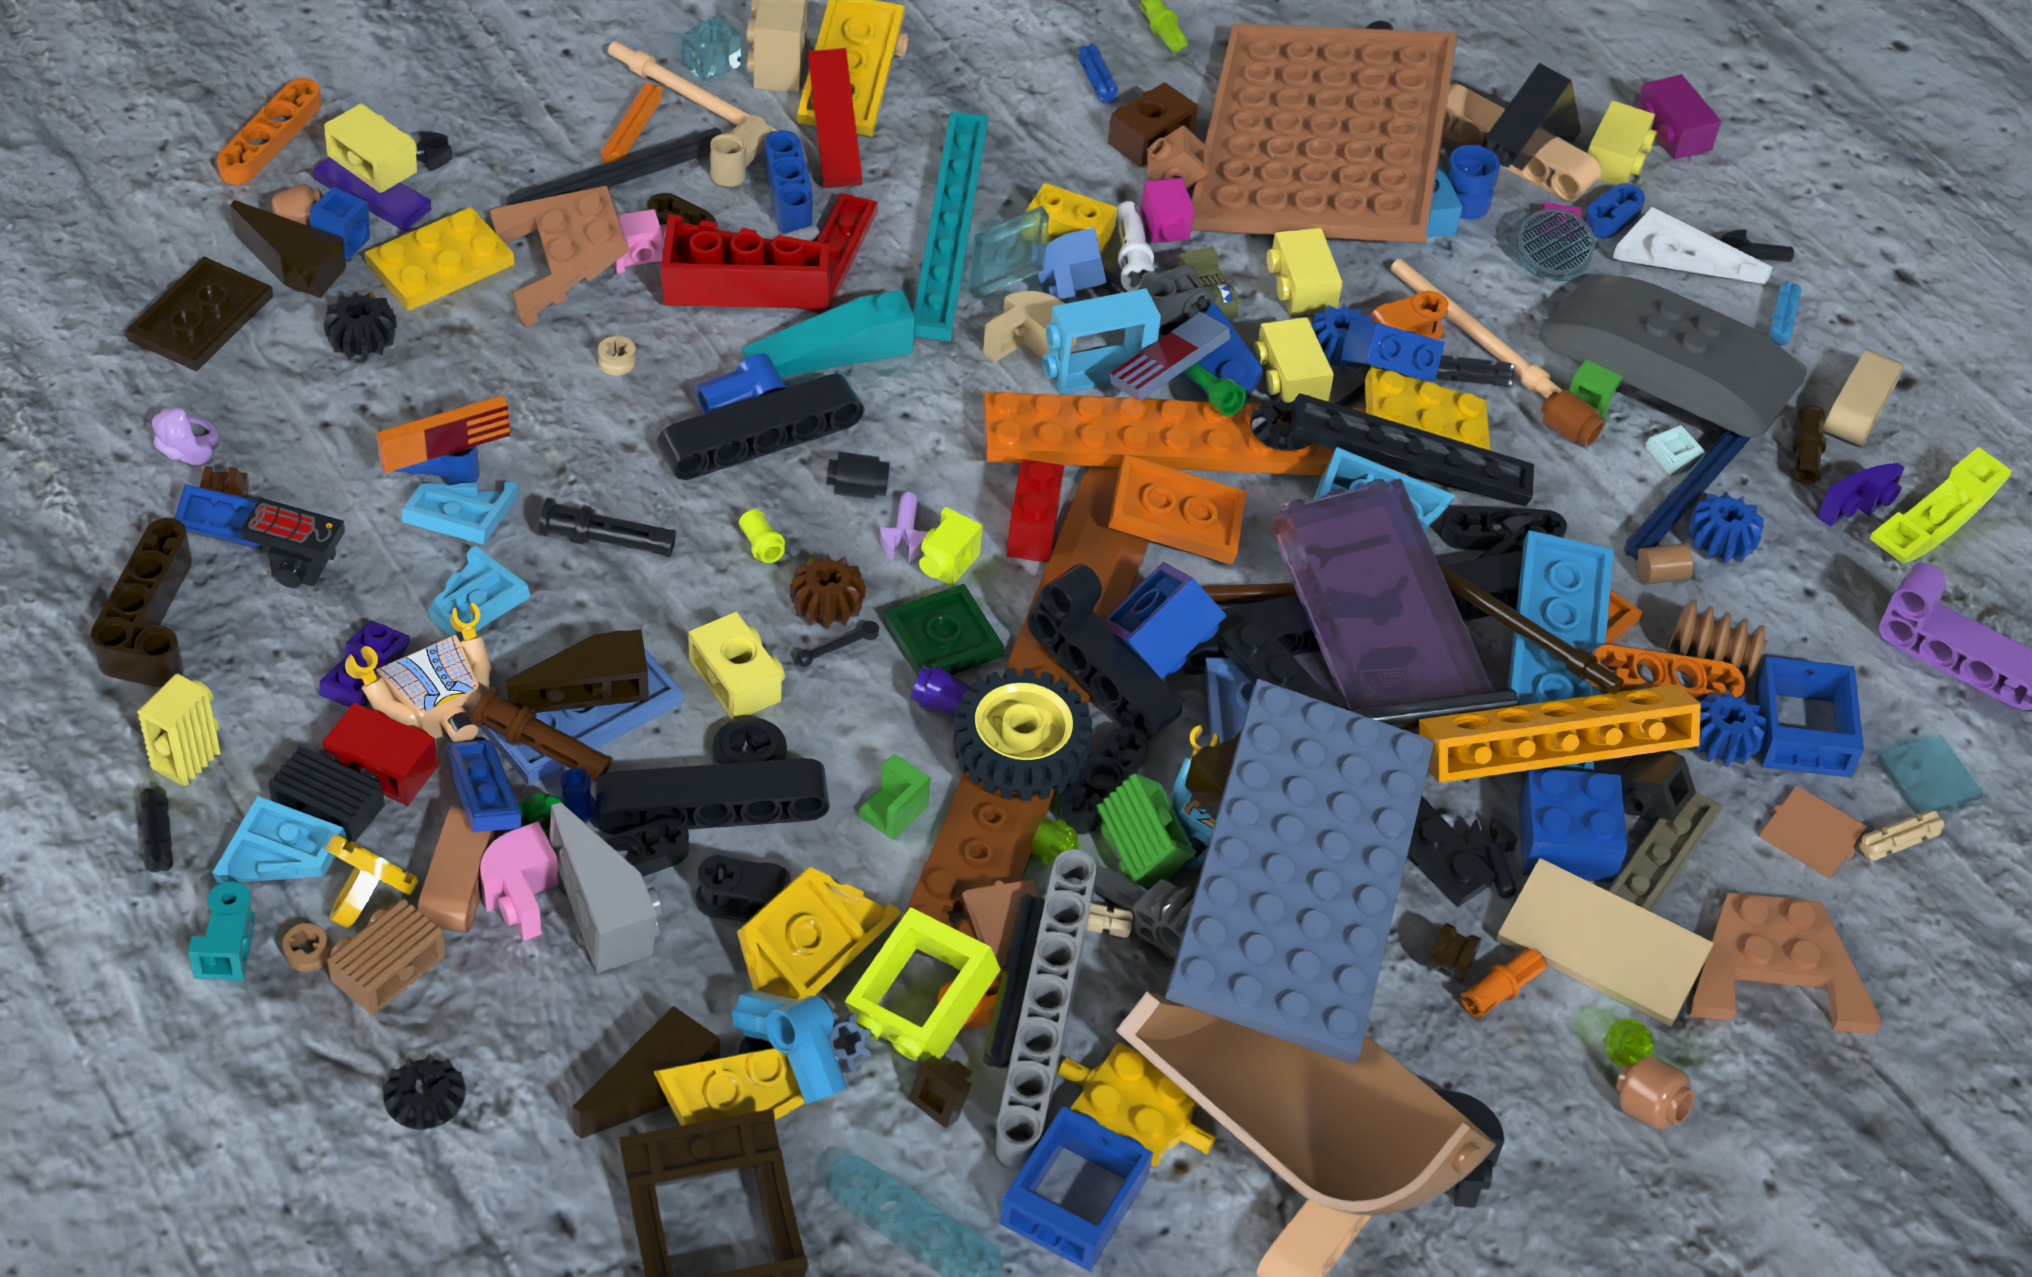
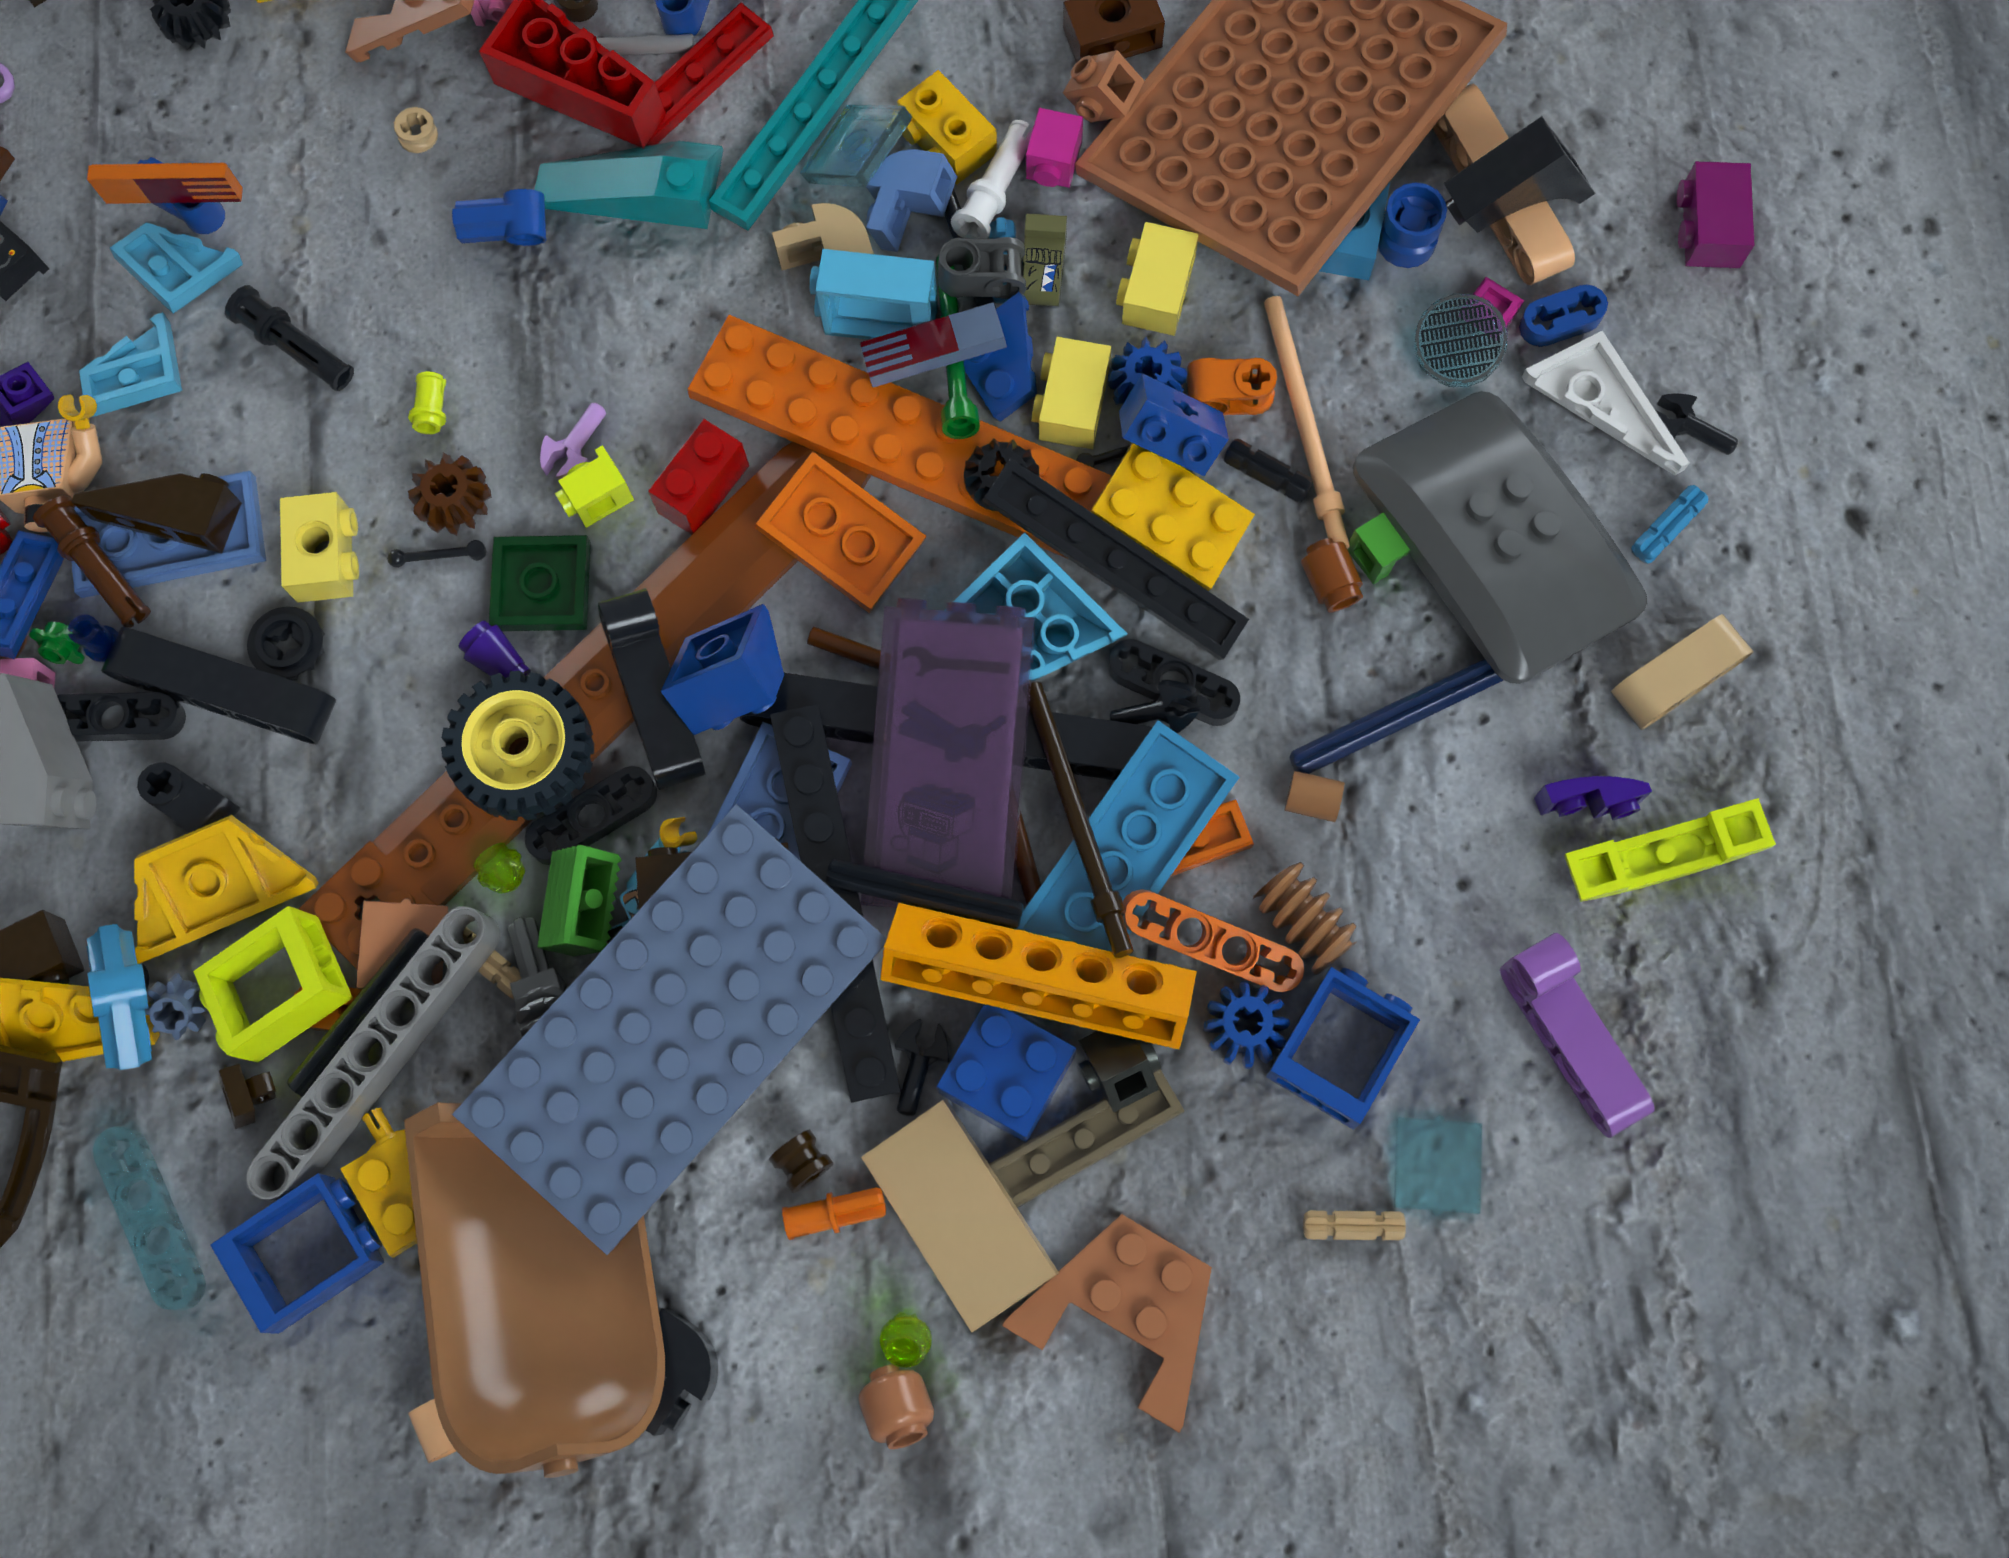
camera: 35 degrees right, 25 degrees up
(760, 426) = (497, 271): black beam -> none
(858, 475) = (557, 366): black brick -> none
(900, 798) = (383, 759): bright green panel -> none
(1621, 142) = (1623, 229): light yellow brick -> none
(1675, 449) = (1427, 653): light aqua tile -> none
(1726, 527) = (1409, 796): blue gear -> none
(1809, 444) = (1578, 707): dark brown pin -> none
(1813, 832) = (1267, 1177): nougat piece -> none

